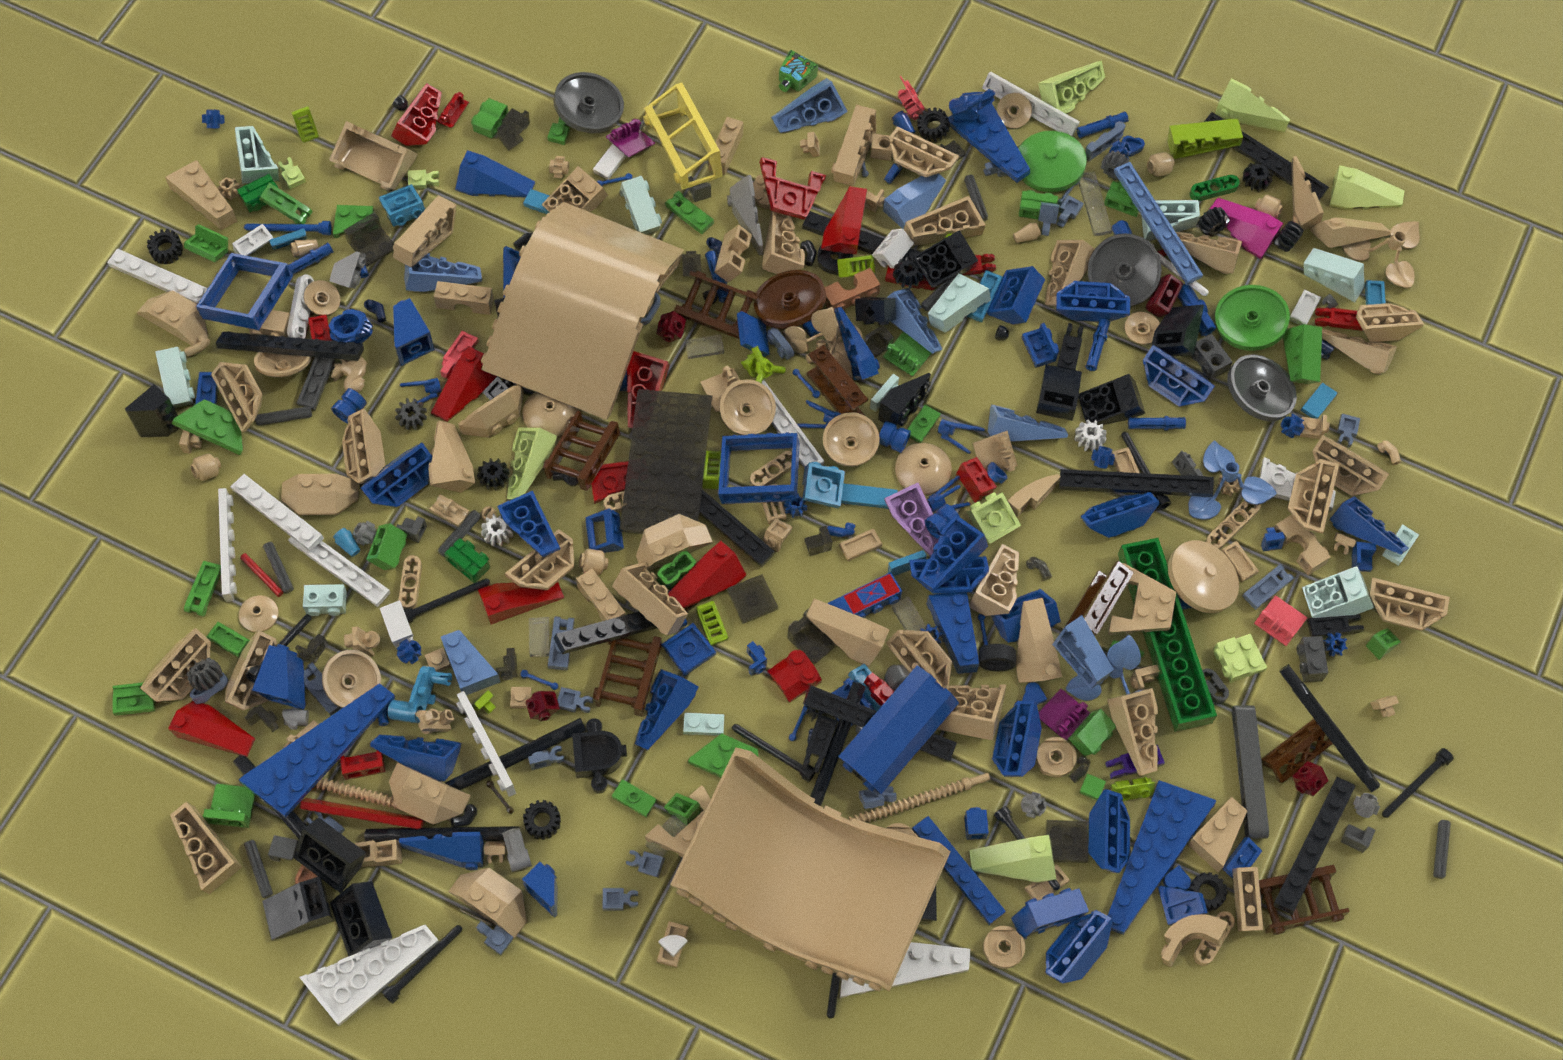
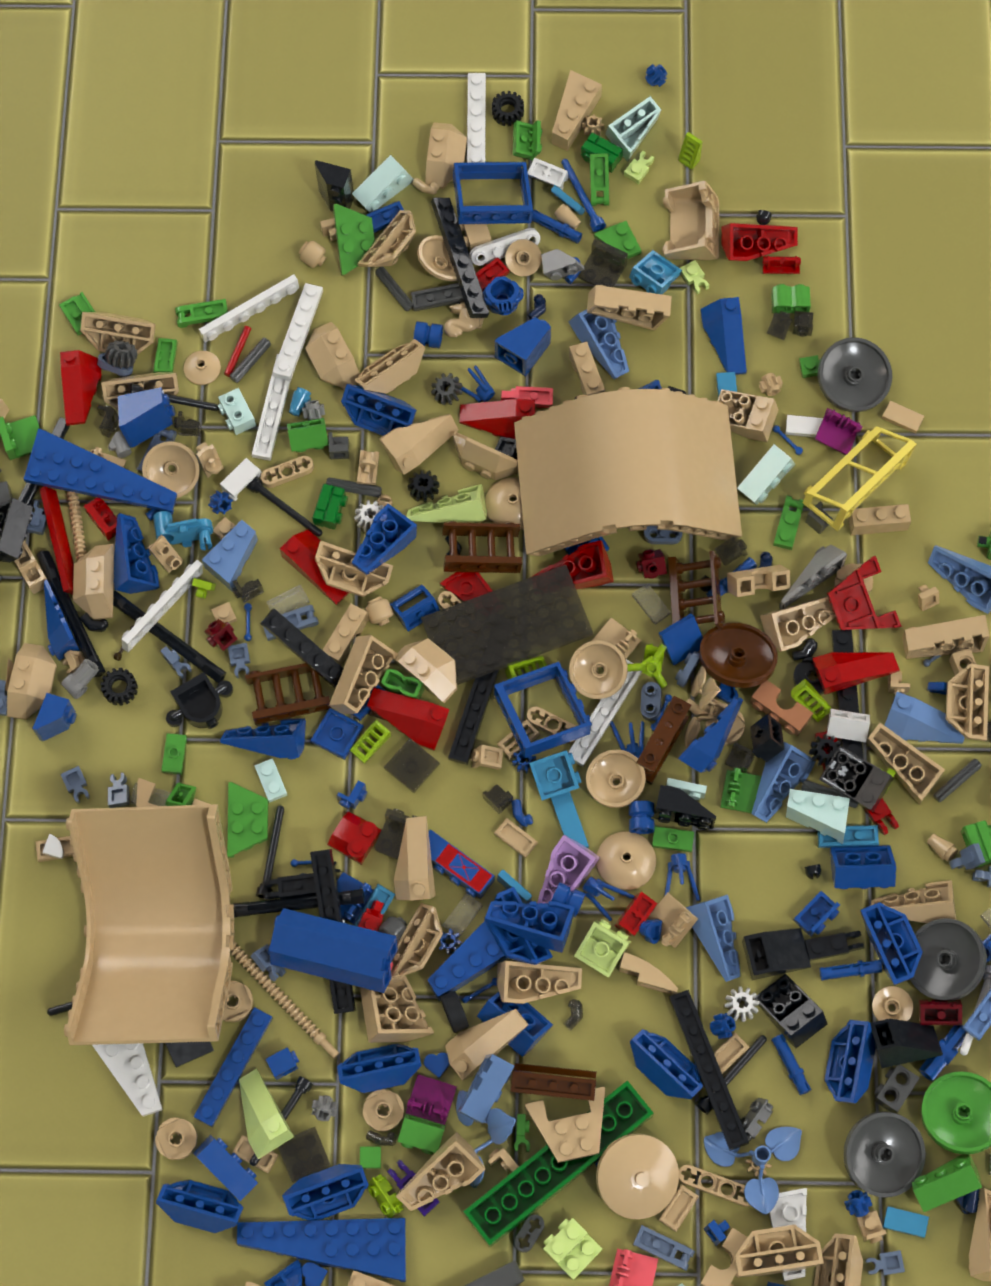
camera: 70 degrees right, 5 degrees up
(643, 90) = (903, 417): none -> tan tile
(791, 385) = (651, 700): none -> sand blue plate

